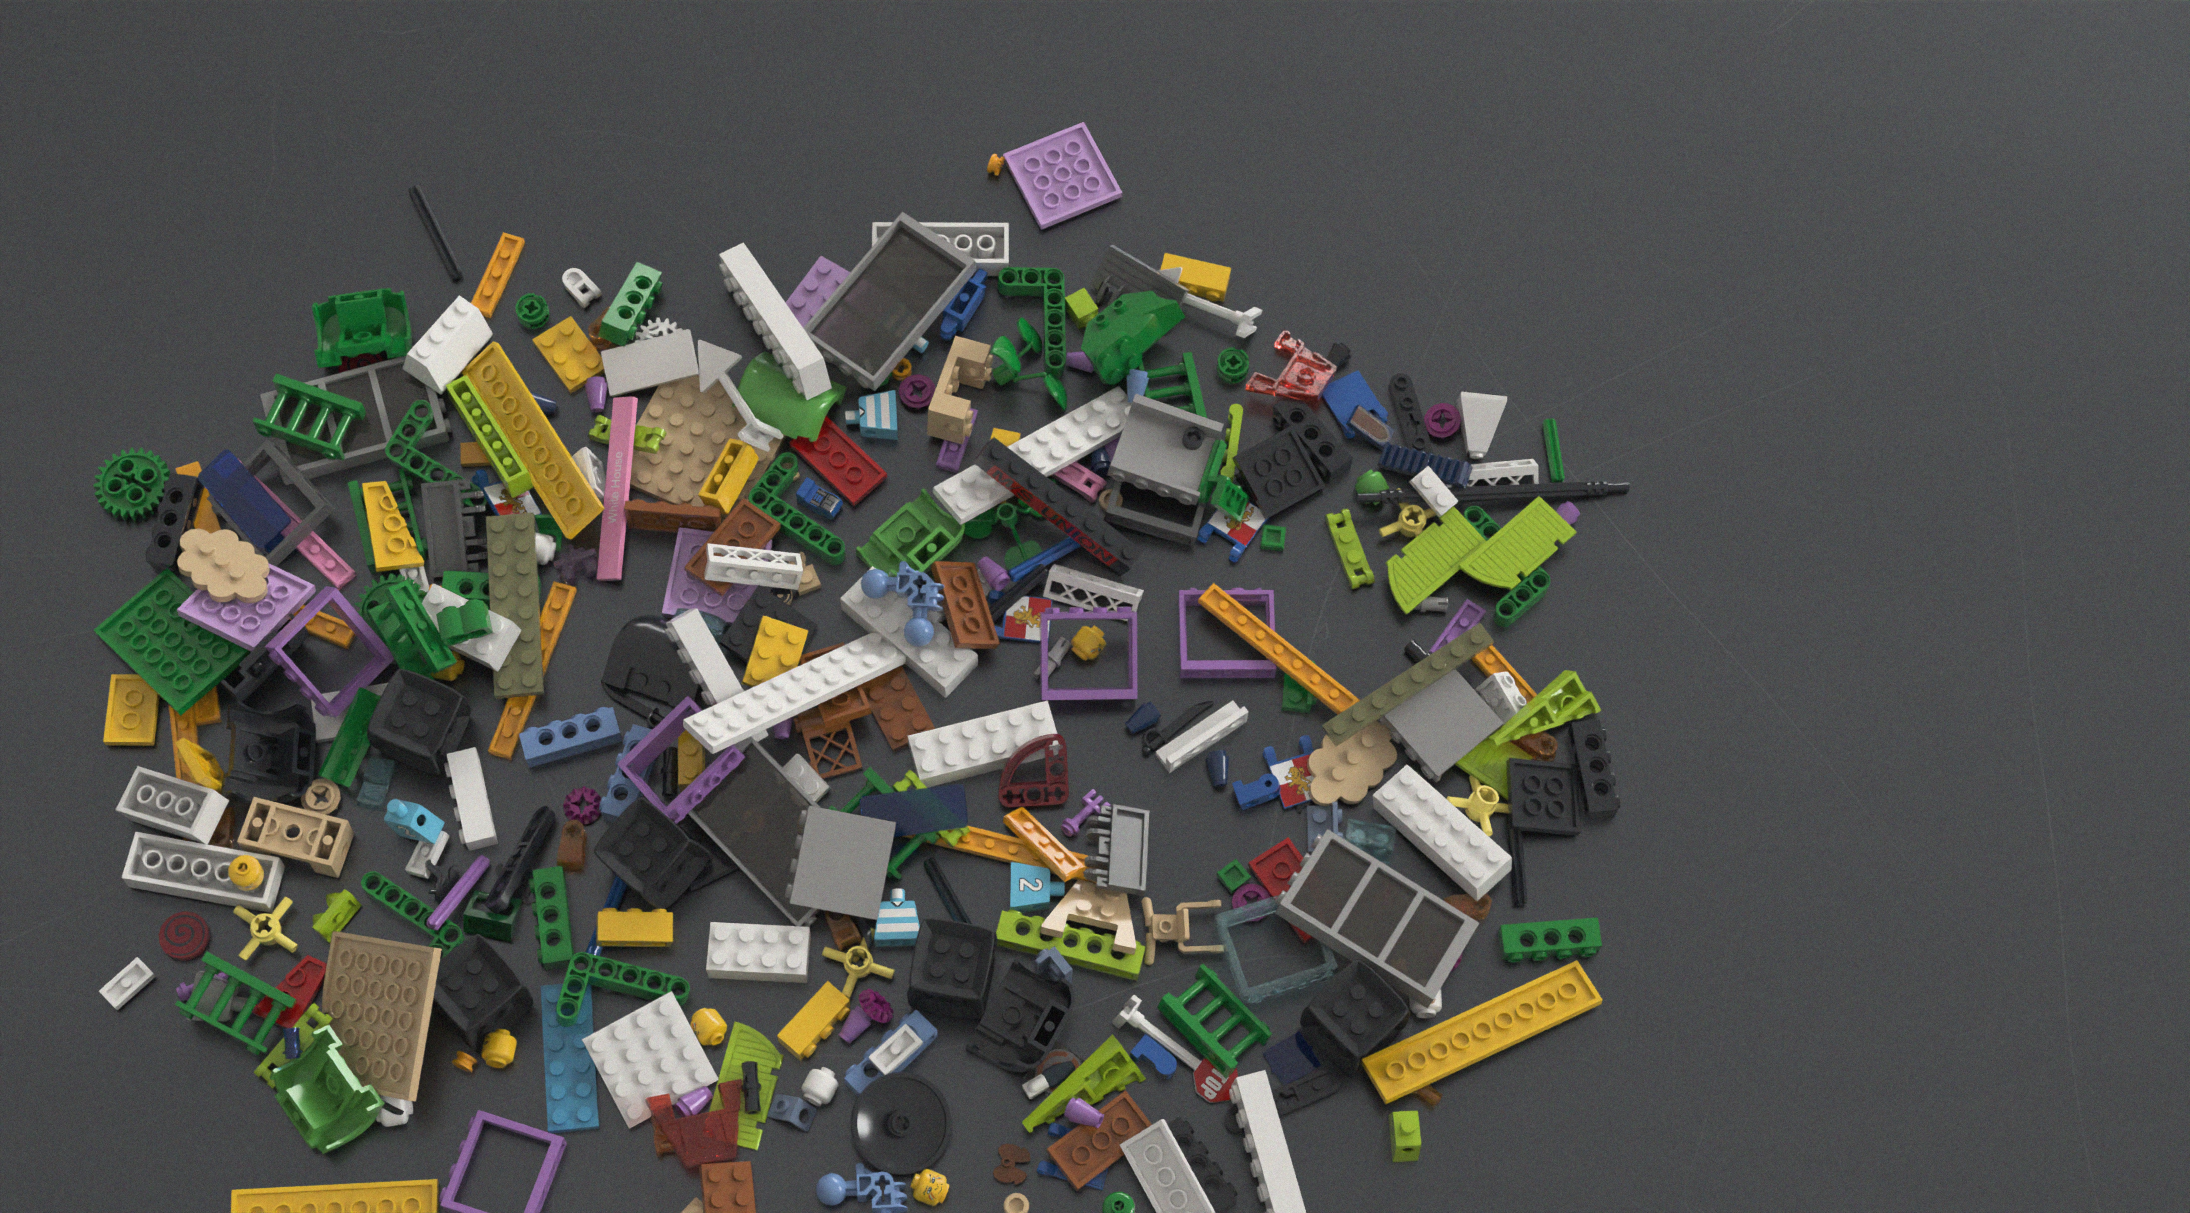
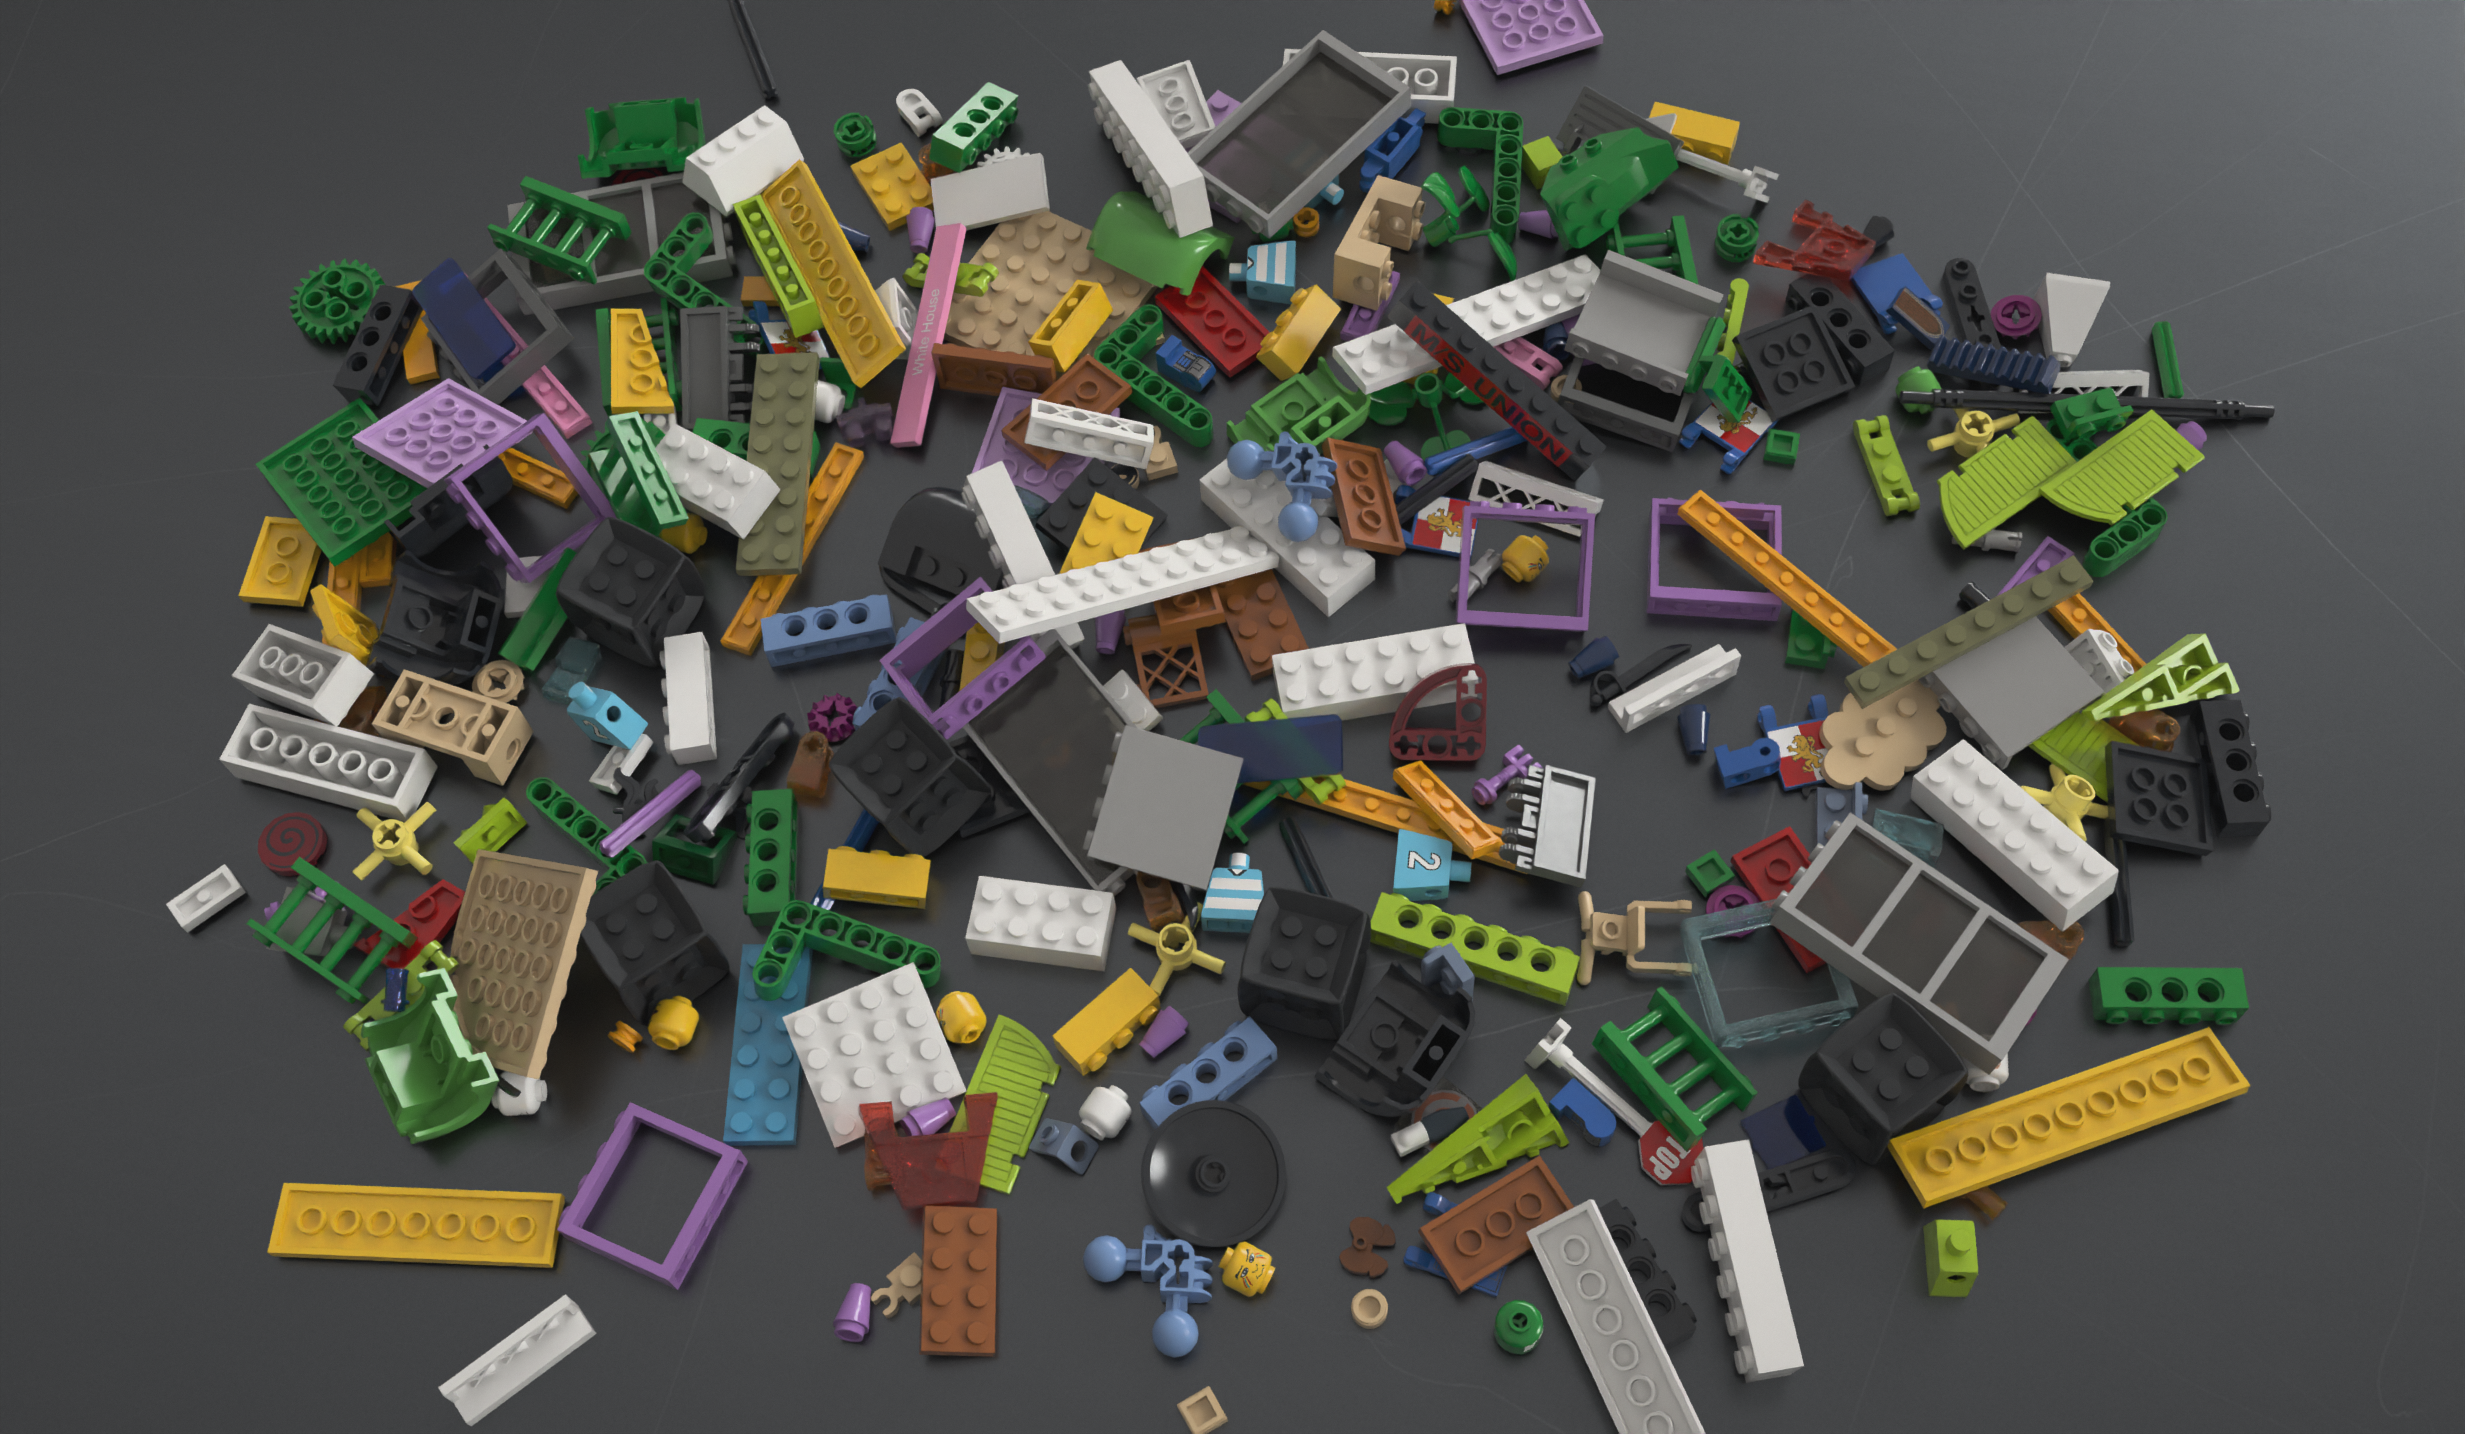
camera: 15 degrees right, 5 degrees down
(223, 566) = (423, 393): tan plate -> none
(246, 872) = (373, 762): yellow head -> none
(464, 622) = (701, 467): green brick -> none
(497, 273) = (820, 94): light orange tile -> none
(713, 367) = (1067, 199): white piece -> none
(751, 1087) = (1009, 1106): black pin -> none
(791, 272) = (1179, 102): none -> white tile
(875, 1006) = (1194, 1008): magenta gear -> none
(895, 1050) = (1214, 1069): white plate -> none
(903, 468) = (1297, 332): none -> yellow brick
(919, 382) = (1326, 238): magenta gear -> none
(1082, 1113) = (1475, 1181): medium lavender cone -> none
(1097, 908) = (1514, 899): tan wing -> none
(1136, 383) = (1609, 239): medium blue cone -> none
(1190, 432) = (1677, 305): black bush -> none
(1433, 491) = (2006, 393): white plate -> none
(1494, 502) = (2090, 413): none -> green bracket

